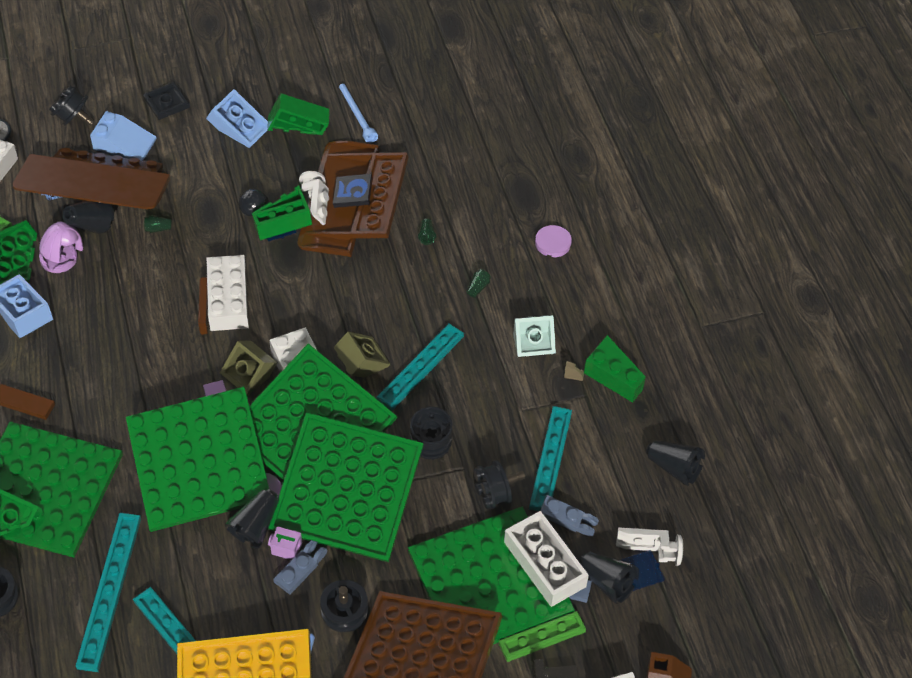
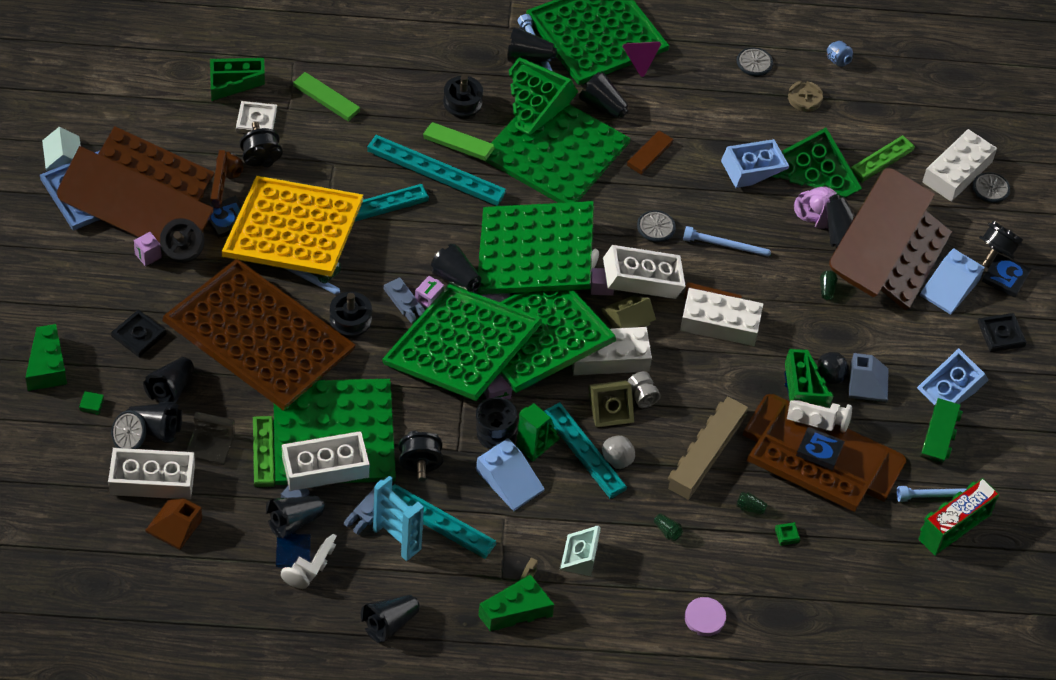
camera: 105 degrees right, 0 degrees up
(61, 579) = (458, 141): none -> bright green tile
(99, 103) = (1006, 275): none -> black tile
(124, 373) = (656, 226): none -> light grey wheel
(128, 342) = (691, 234): none -> light blue piece
(202, 356) = (644, 271): none -> white brick
(260, 176) = (868, 378): none -> sand blue slope
(334, 332) = (643, 389): none -> light grey wheel
(381, 272) = (707, 448): none -> dark tan brick
(384, 90) = (958, 516): none -> brick
(414, 336) = (618, 451): none -> light grey hair
(431, 391) = (535, 432): none -> green wedge
(443, 204) = (787, 534): none -> green tile
(477, 415) = (509, 474): none -> light blue slope
(591, 467) = (406, 525): none -> medium azure fence

